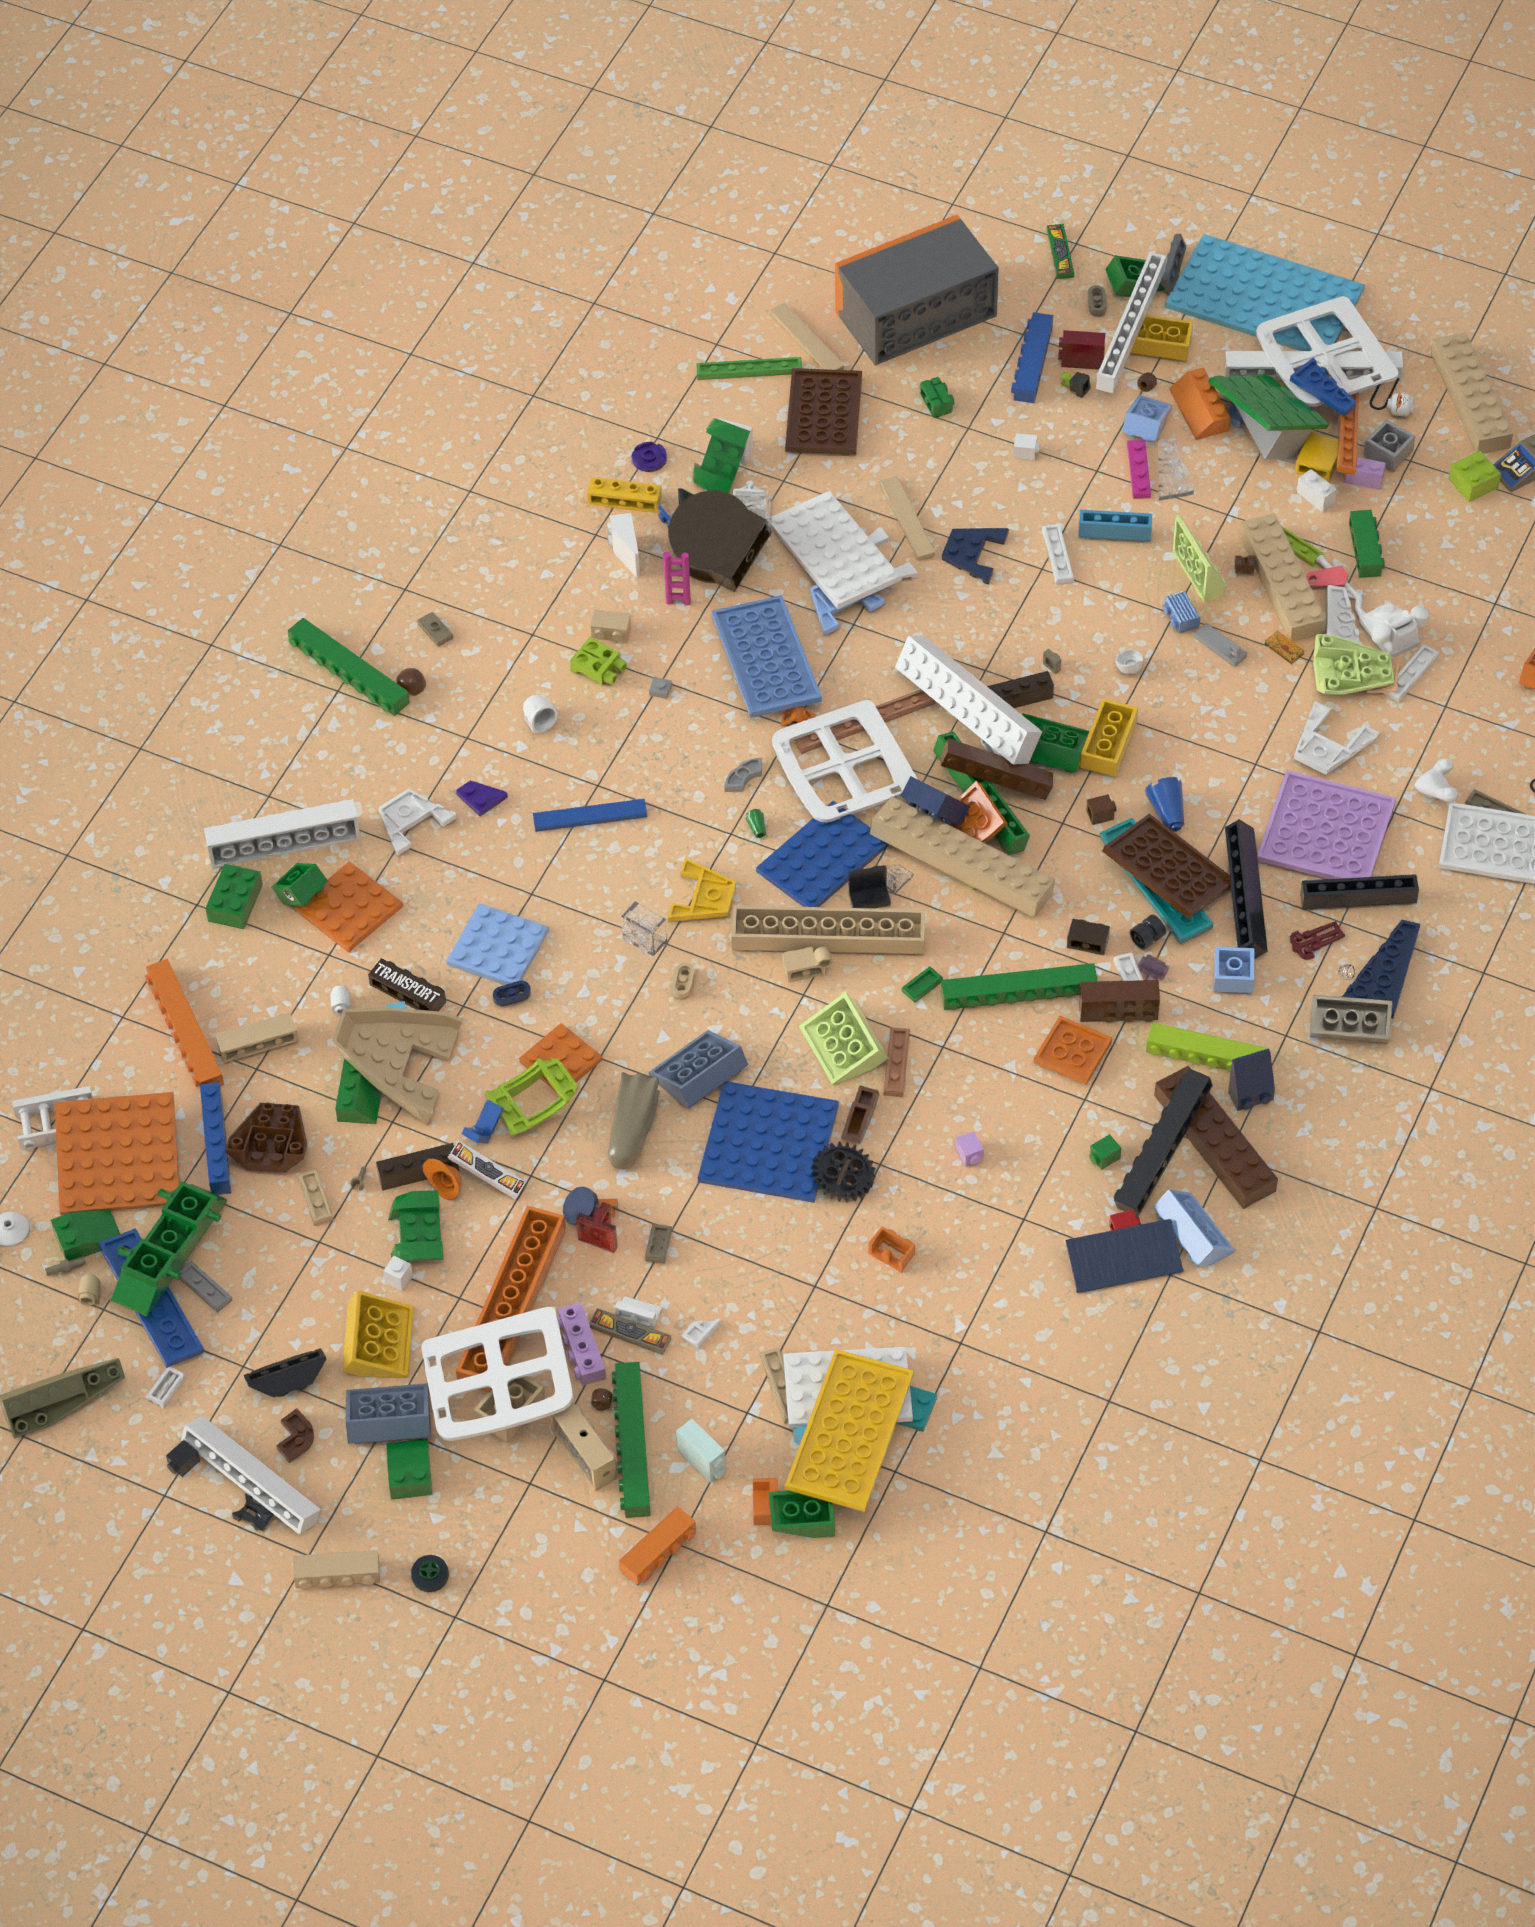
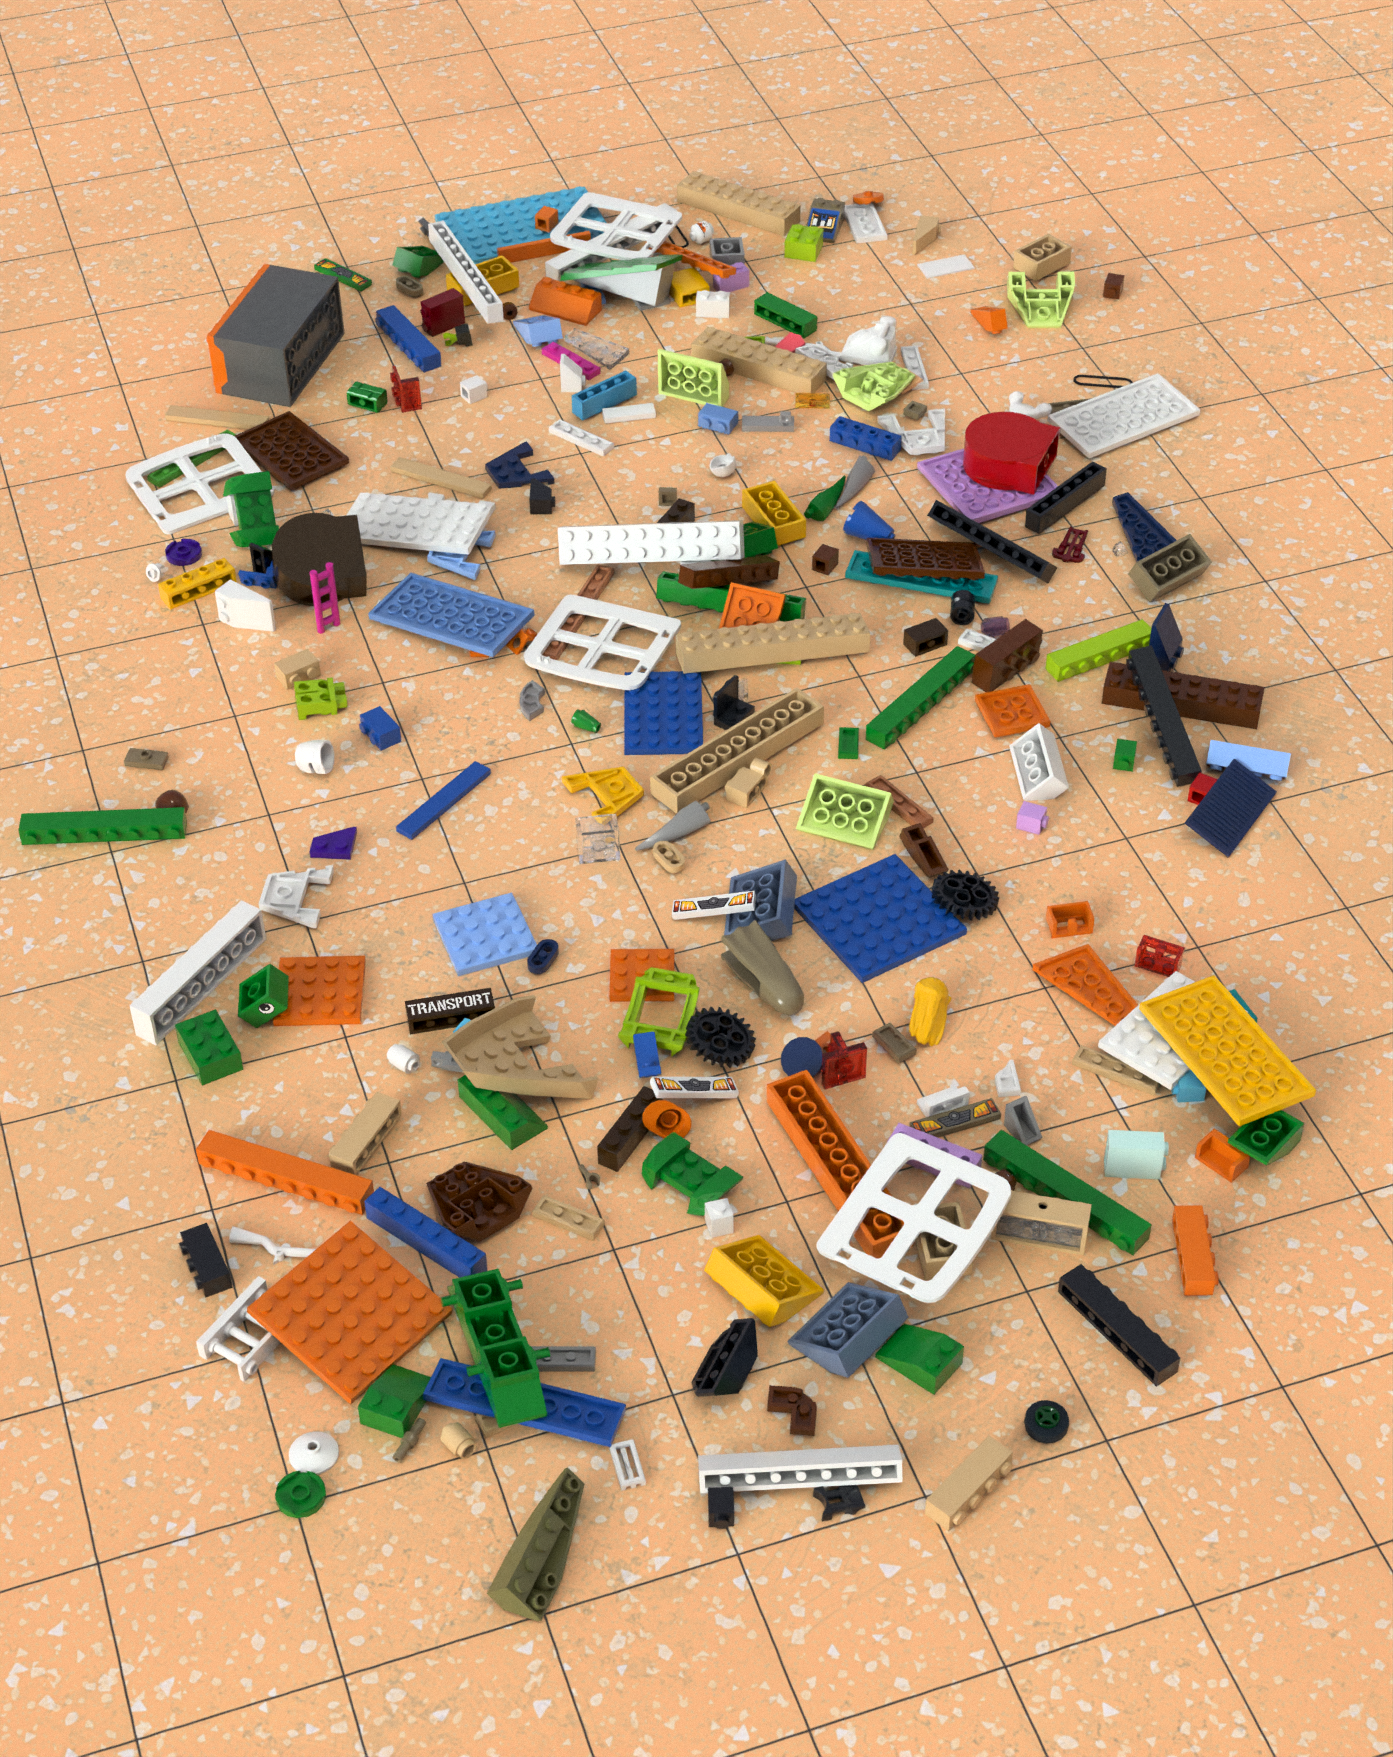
camera: 45 degrees left, 10 degrees down
(78, 1049) = (205, 1260): none -> black brick
(118, 1051) = (246, 1237): none -> white piece
(545, 1162) = (720, 1037): none -> black gear
(550, 1552) = (1119, 1325): none -> black brick
(607, 462) = (153, 572): none -> white plate
(610, 721) = (380, 728): none -> blue brick
(660, 687) = (389, 686): light grey plate -> none
(663, 1043) = (713, 905): none -> white tile
(665, 1368) = (1021, 1121): none -> light grey slope
(706, 1239) = (929, 1011): none -> yellow hair
(725, 393) = (194, 481): none -> white window
(725, 961) = (683, 823): none -> light grey piece
(844, 1305) = (1089, 982): none -> orange wing
(910, 1327) = (1156, 961): none -> clear red window
(935, 801) = (712, 615): dark blue brick -> none
(953, 593) = (541, 498): none -> black slope
(963, 414) = (406, 392): none -> clear red bracket
(1032, 1110) = (1038, 765): none -> white slope
(1111, 486) = (571, 375): none -> white slope
(1122, 555) = (628, 413): none -> white tile
(1168, 755) = (825, 501): none -> green piece
(1225, 749) = (857, 479): none -> light grey piece
(1234, 970) = (1052, 591): light blue brick -> none
(1245, 330) = (537, 248): none -> orange tile
(1275, 716) = (865, 438): none -> blue brick
(1279, 303) = (546, 219): none -> orange brick
(1318, 384) = (647, 242): blue wing -> none
(1352, 717) = (915, 410): none -> dark tan plate
(1357, 815) = (1009, 451): none -> red brick

